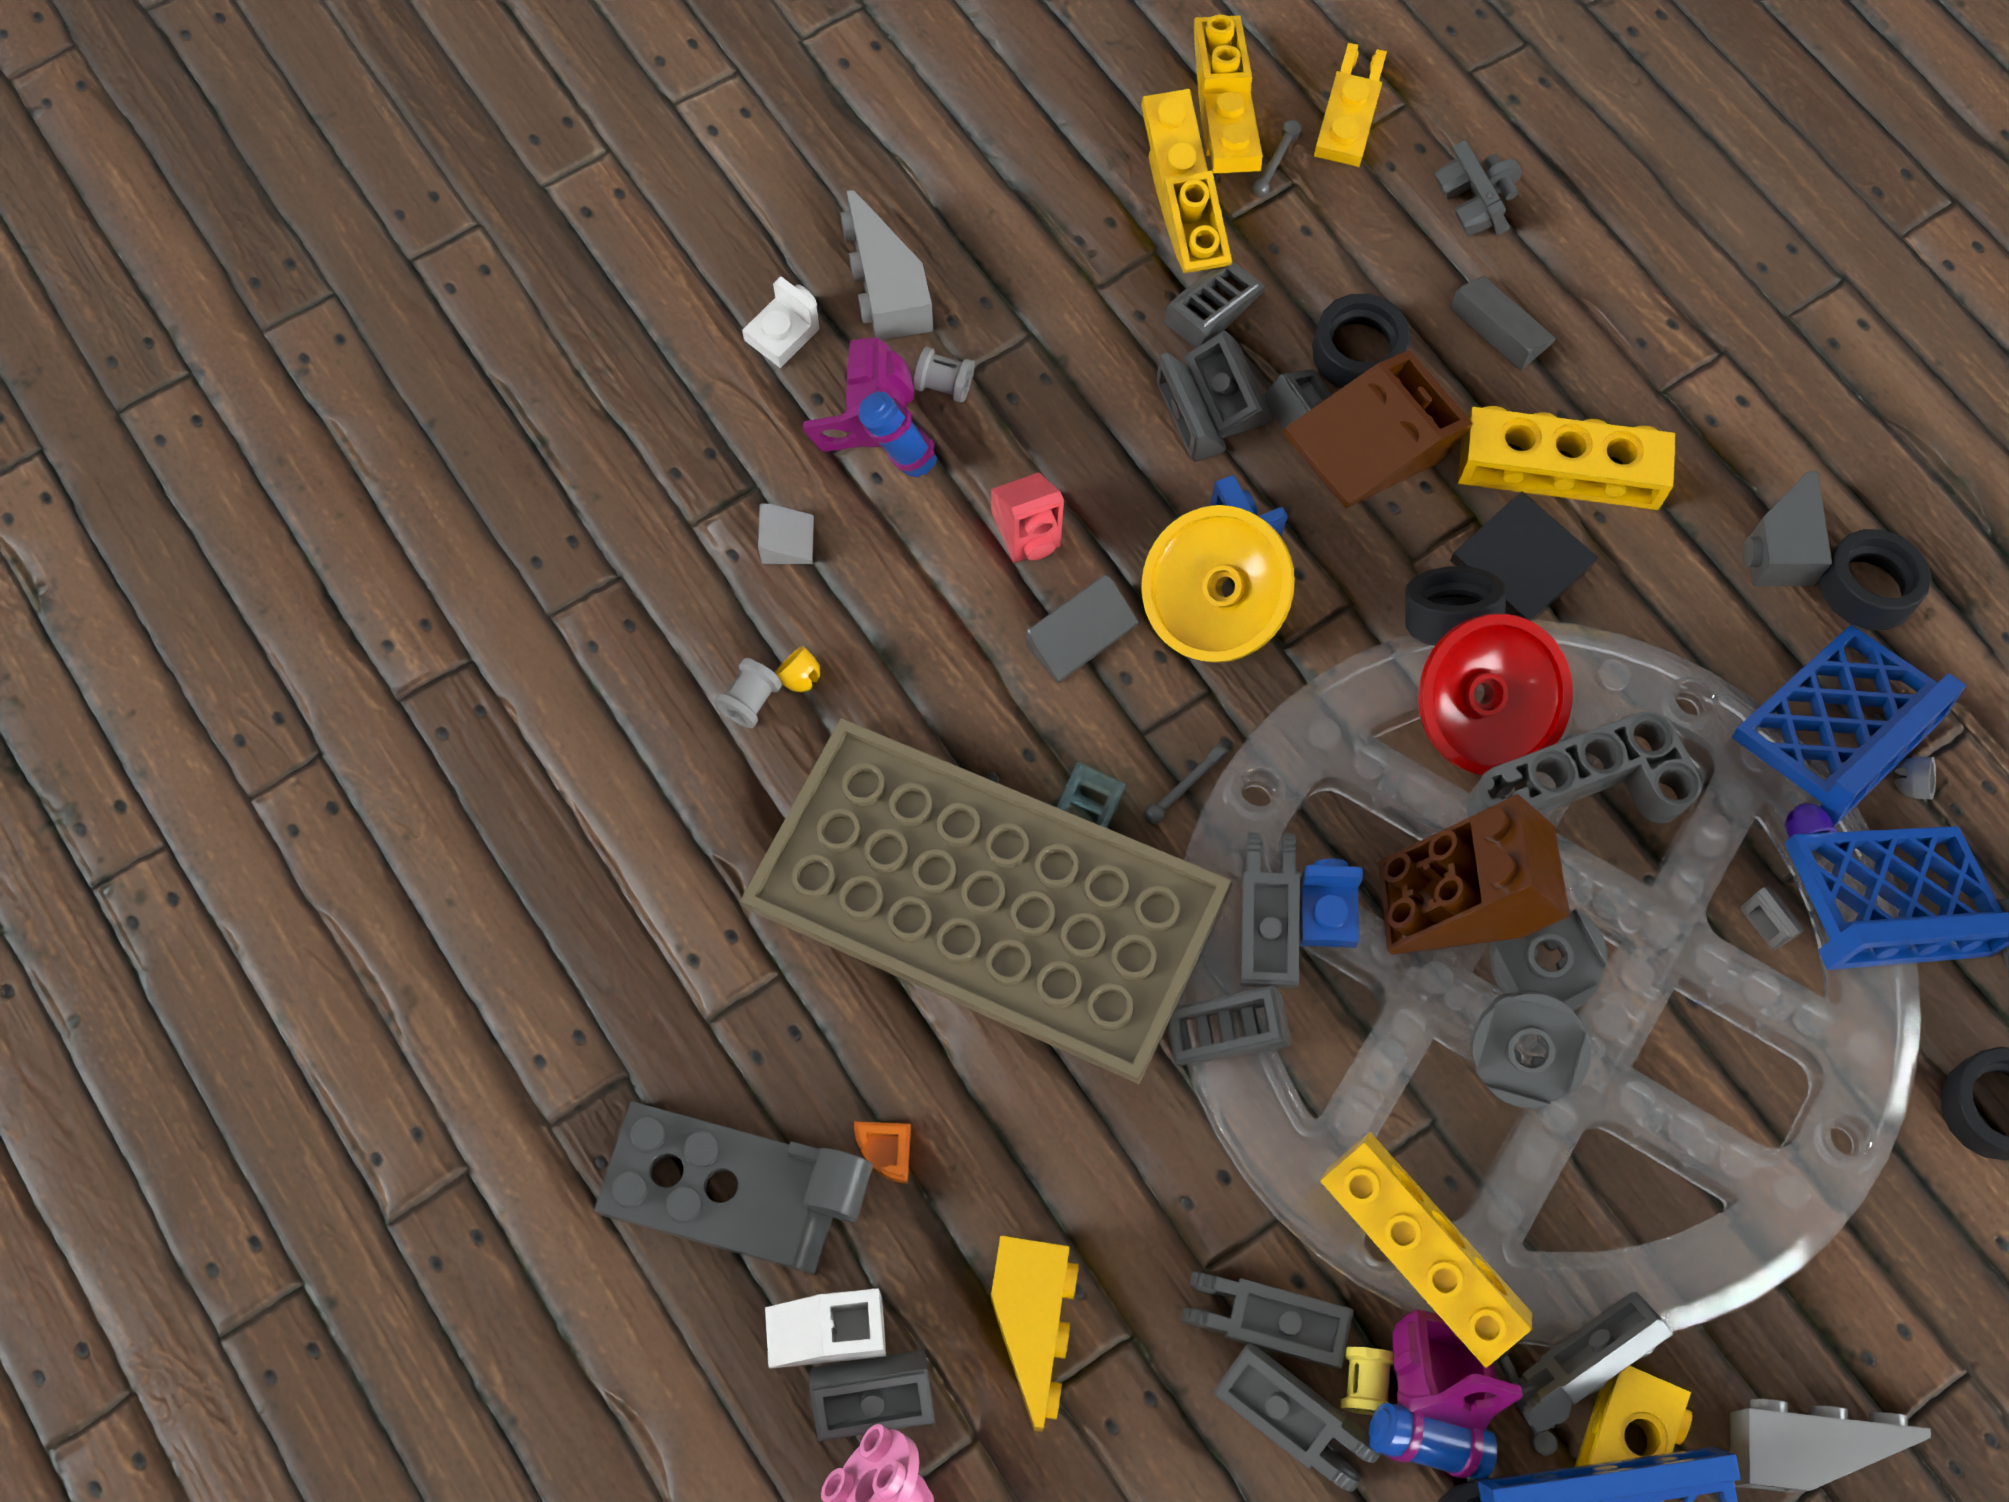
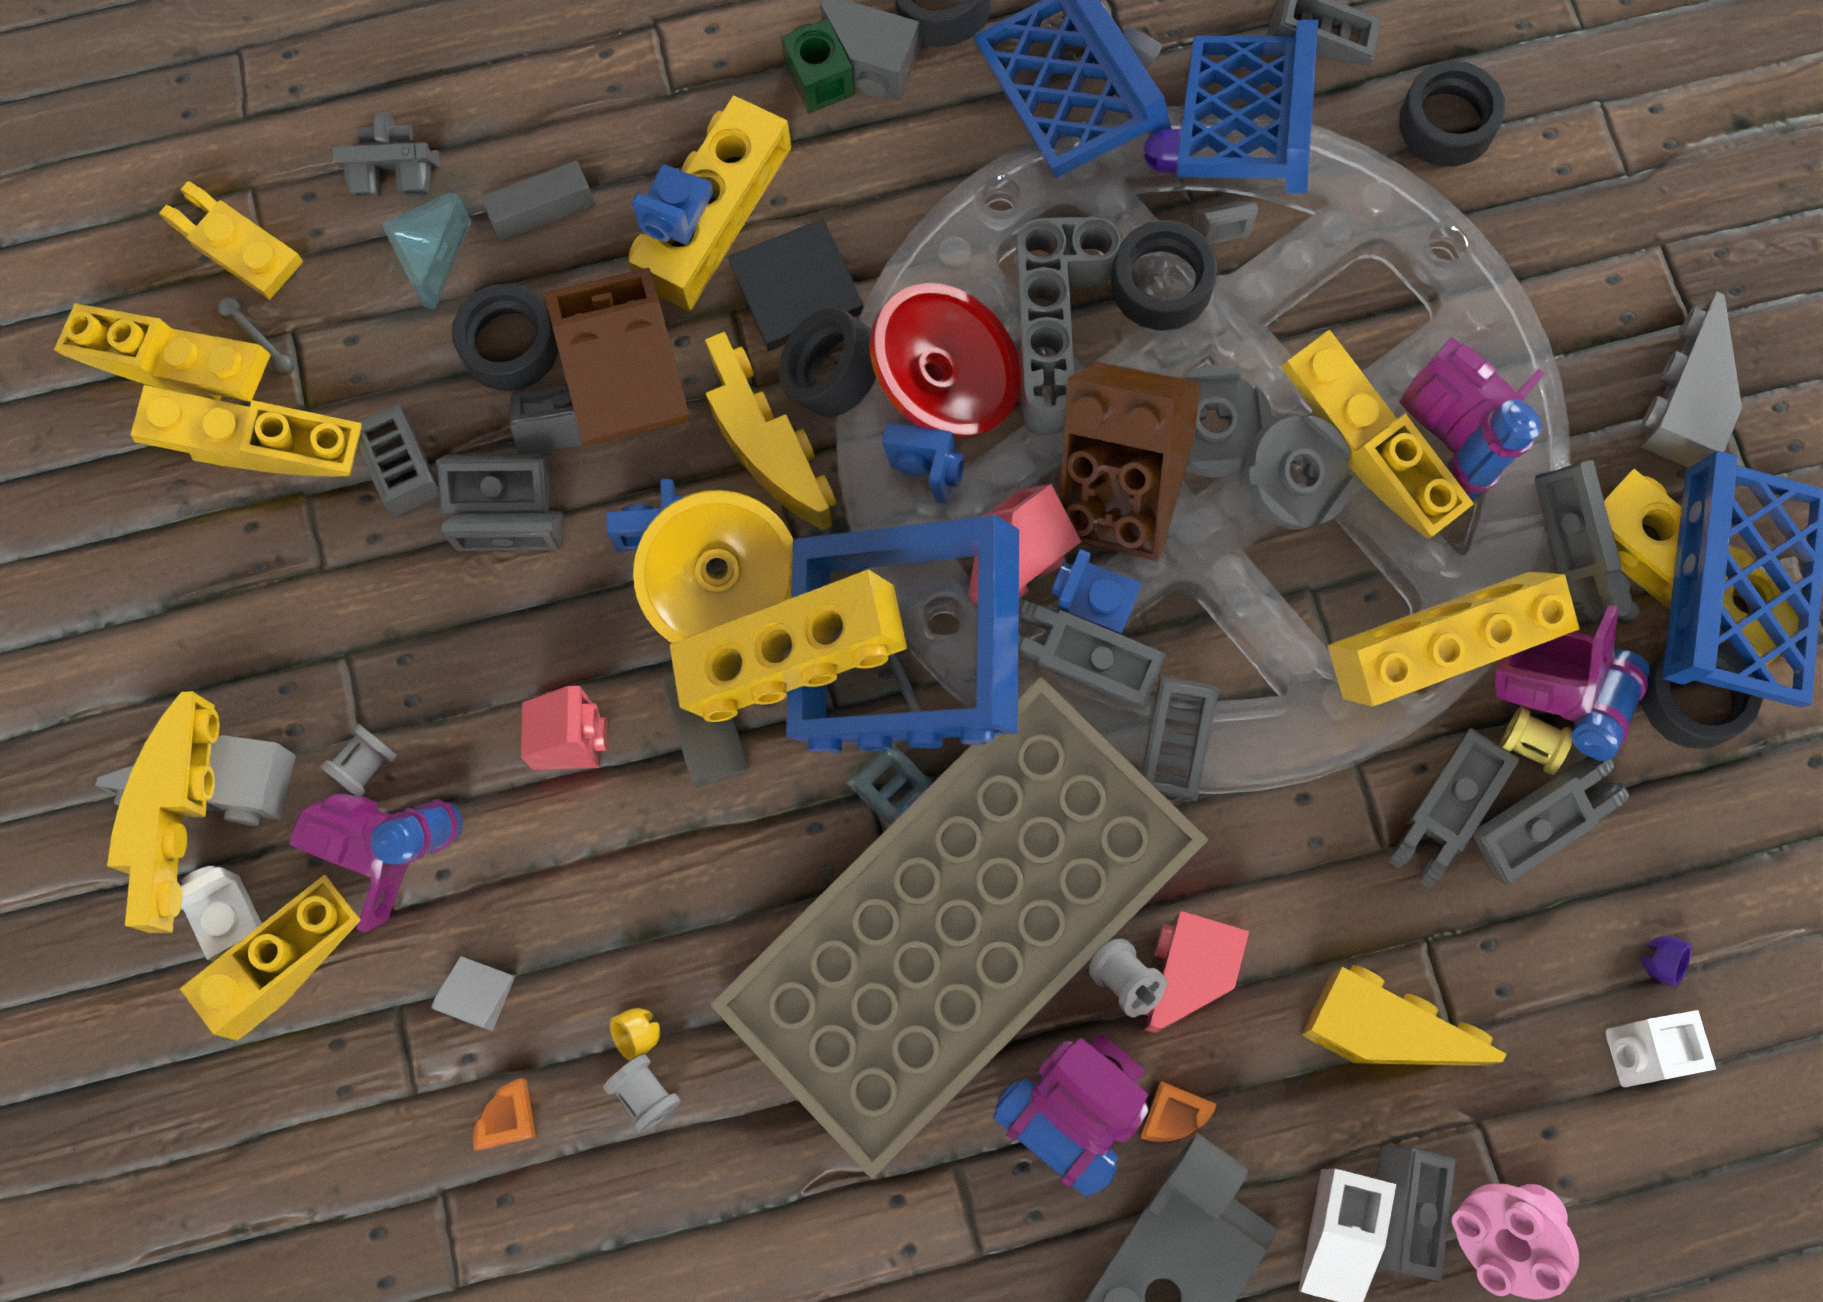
camera: 65 degrees left, 5 degrees up
(695, 599) = (505, 1117): none -> orange tile
(753, 372) = (271, 961): none -> yellow slope
(855, 1050) = (1077, 1111): none -> magenta piece
(861, 234) = (164, 786): none -> yellow slope
(982, 1059) = (1127, 977): none -> light grey bush
(1021, 1119) = (1199, 966): none -> coral slope
(1170, 657) = (709, 660): none -> yellow brick
(1244, 818) = (997, 633): none -> blue window
(1353, 823) = (1043, 534): none -> coral slope
(1361, 579) = (764, 444): none -> yellow slope
(1398, 713) = (924, 451): none -> blue bracket
(1416, 250) = (429, 242): none -> clear light blue slope
(1539, 419) = (672, 205): none -> blue bracket
(1600, 1111) = (1384, 449): none -> yellow slope
(1667, 1198) = (1473, 414): none -> magenta piece
(1699, 832) = (1174, 239): none -> black tyre
(1735, 511) = (822, 82): none -> dark green brick

